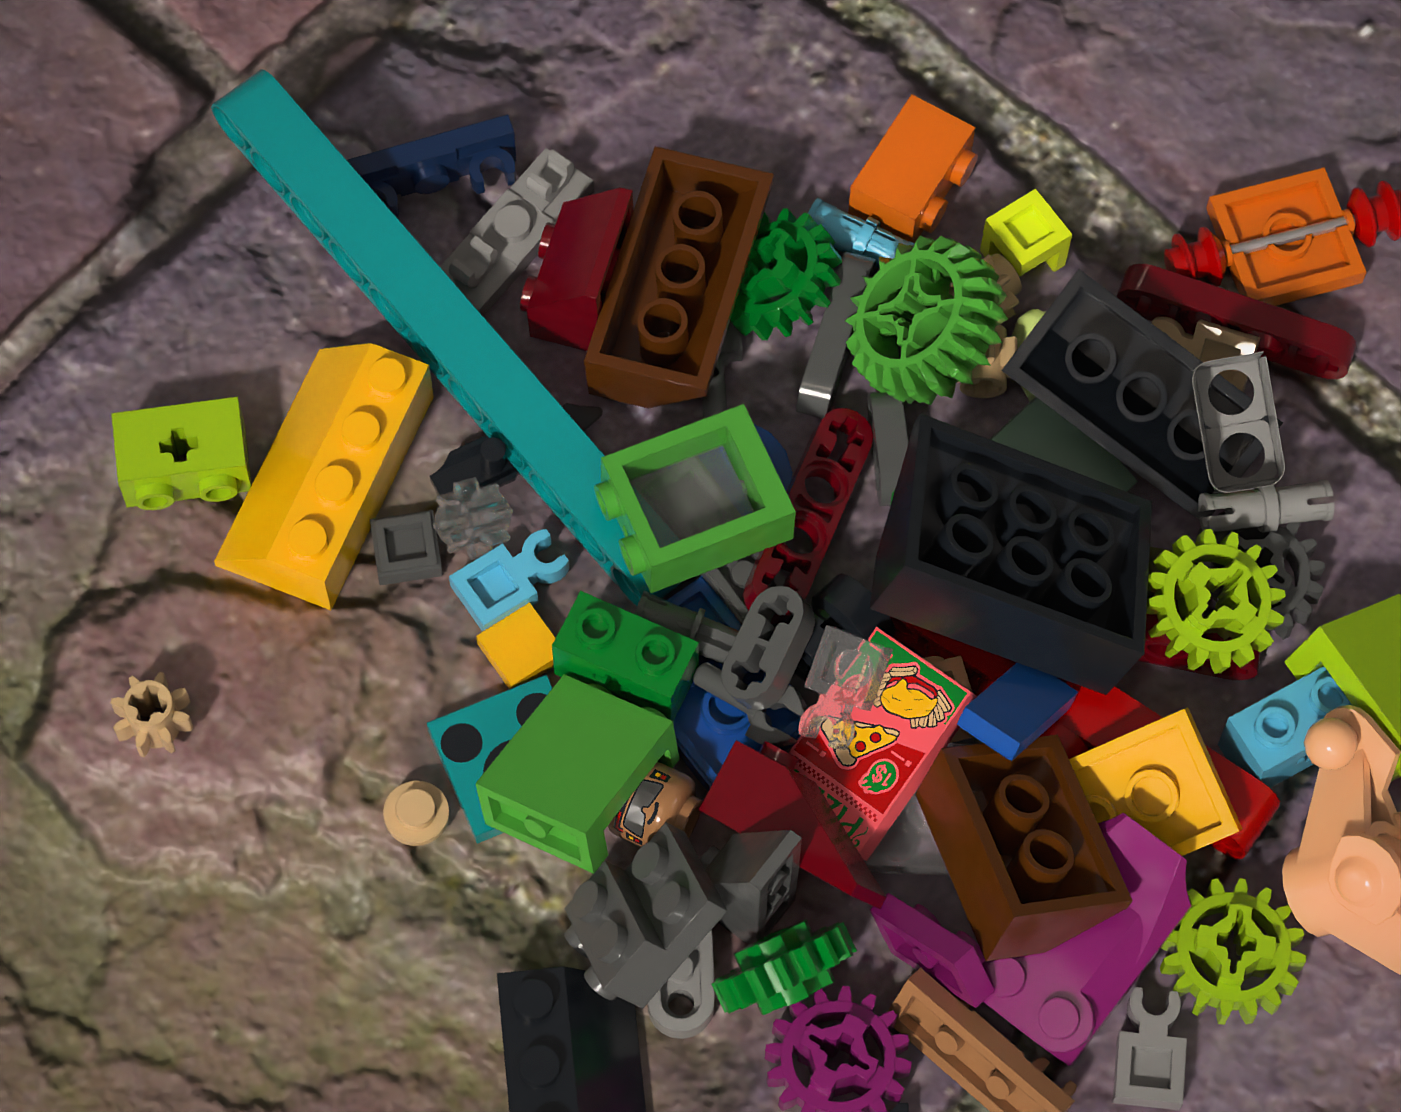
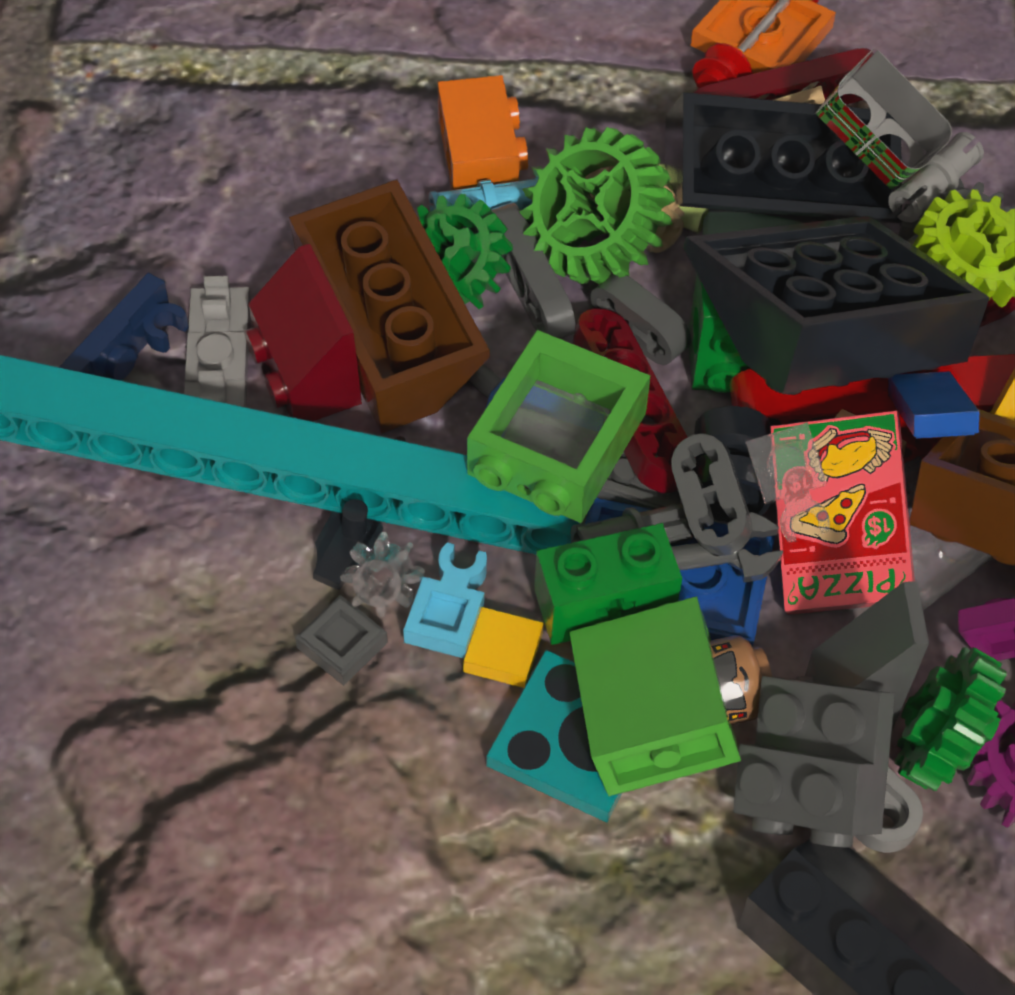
camera: 40 degrees left, 10 degrees down
(142, 701) = (243, 902): tan gear -> none
(153, 438) = (90, 695): lime brick -> none
(328, 471) = (226, 627): yellow slope -> none
(416, 813) = (542, 833): tan plate -> none
(765, 794) = (811, 603): dark red slope -> none
(1027, 234) = (604, 108): neon yellow panel -> none

